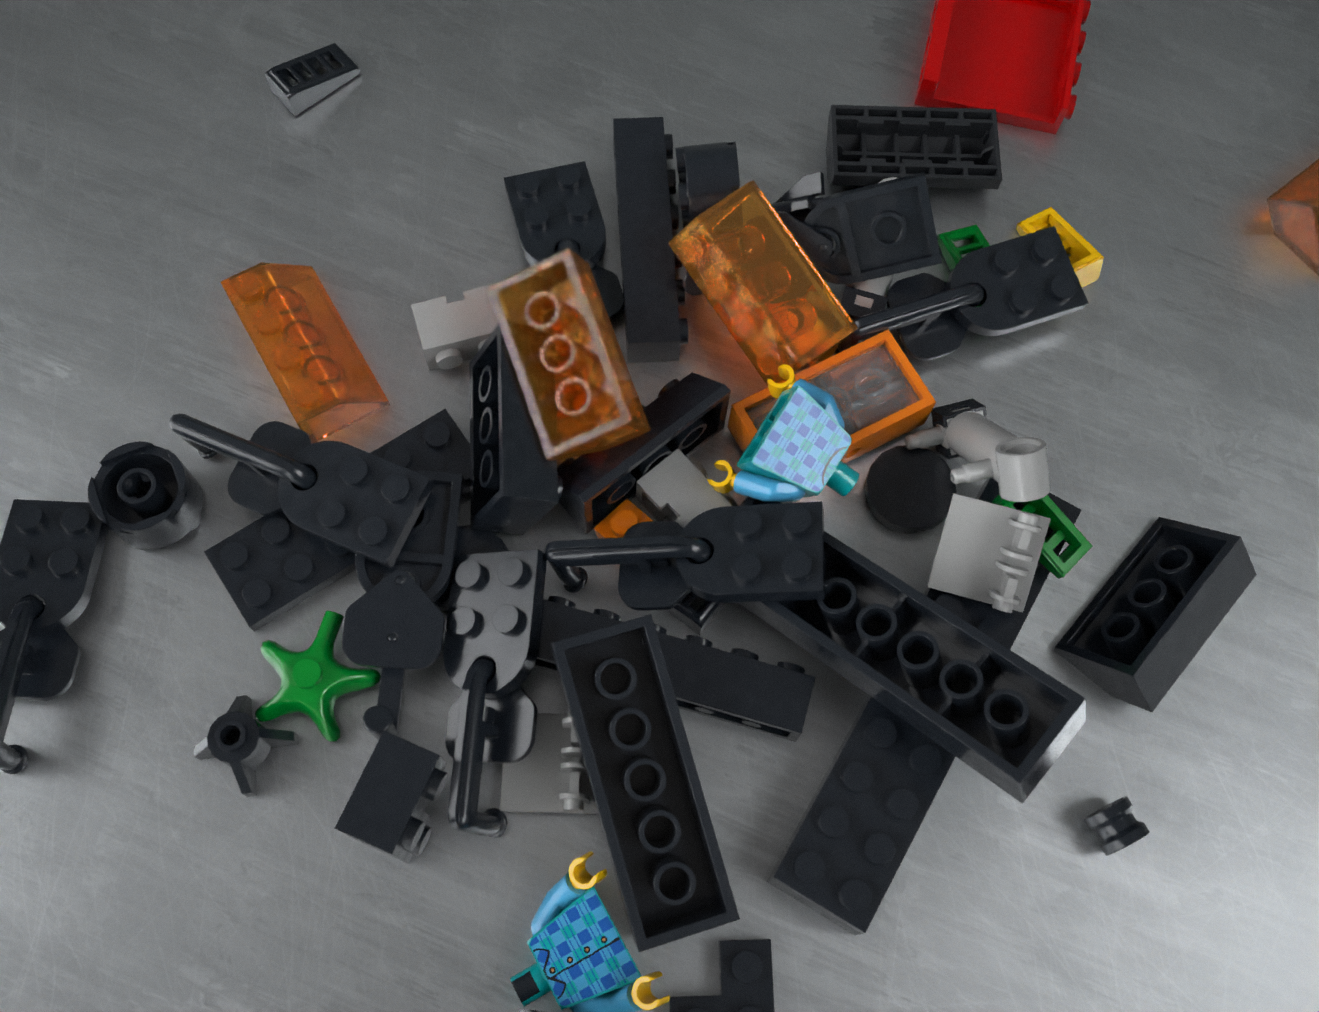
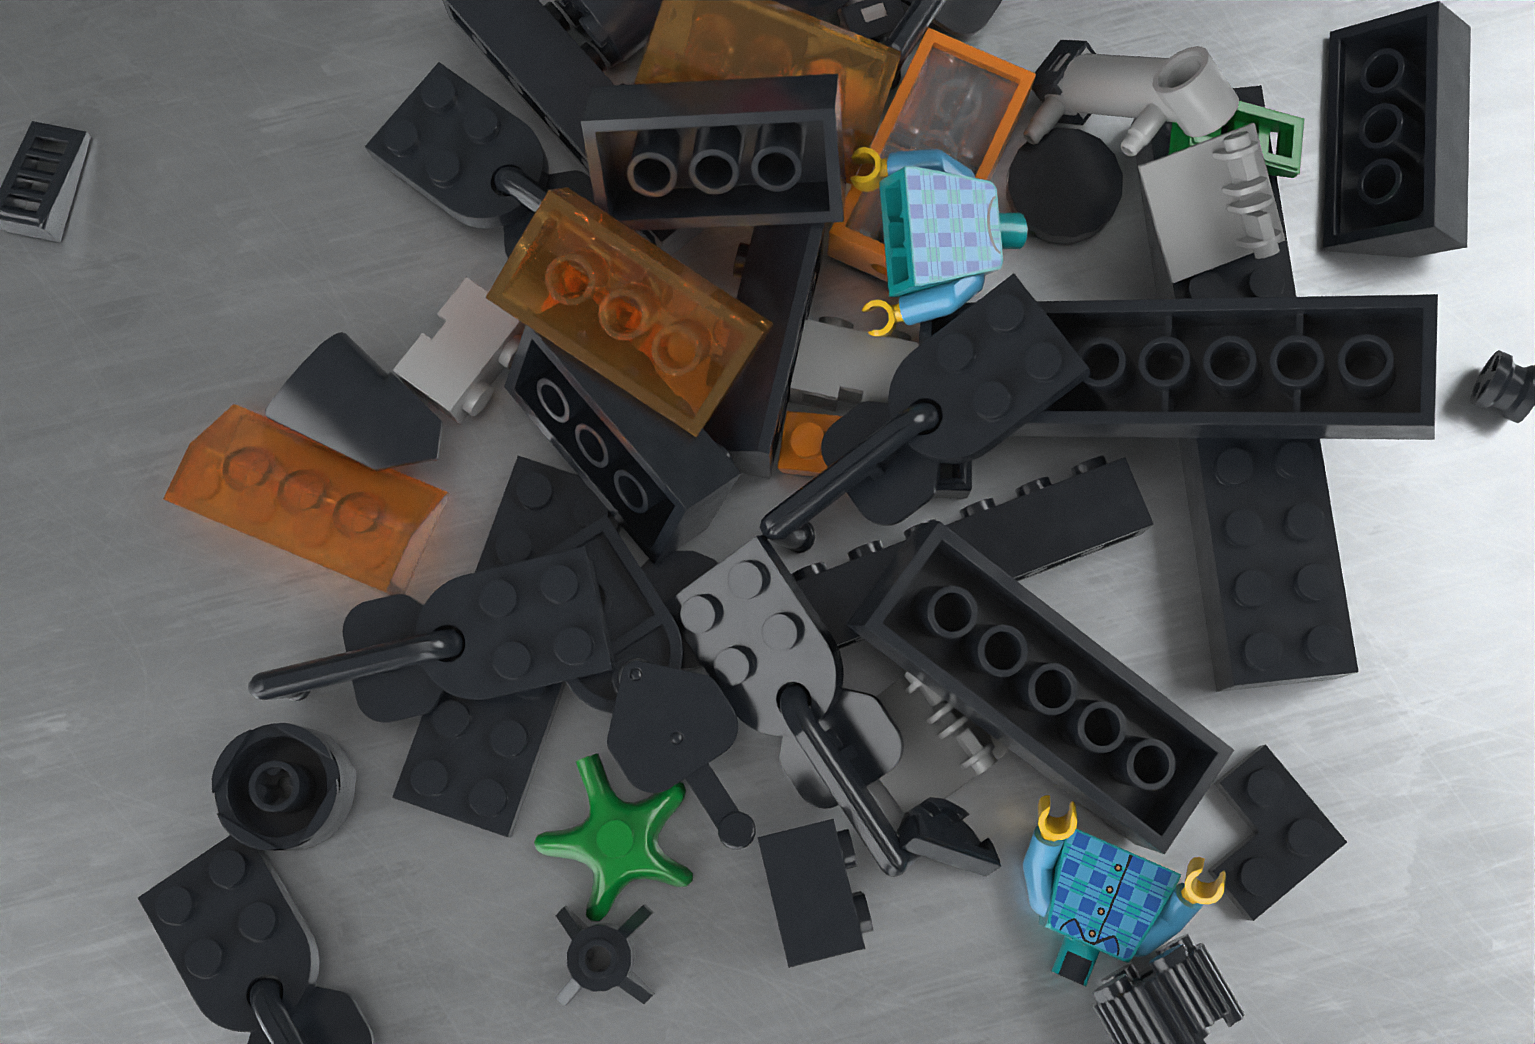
camera: 30 degrees left, 10 degrees up
(375, 313) = (356, 408): none -> black panel
(512, 832) = (939, 833): none -> black tile
(694, 305) = (717, 152): none -> black brick

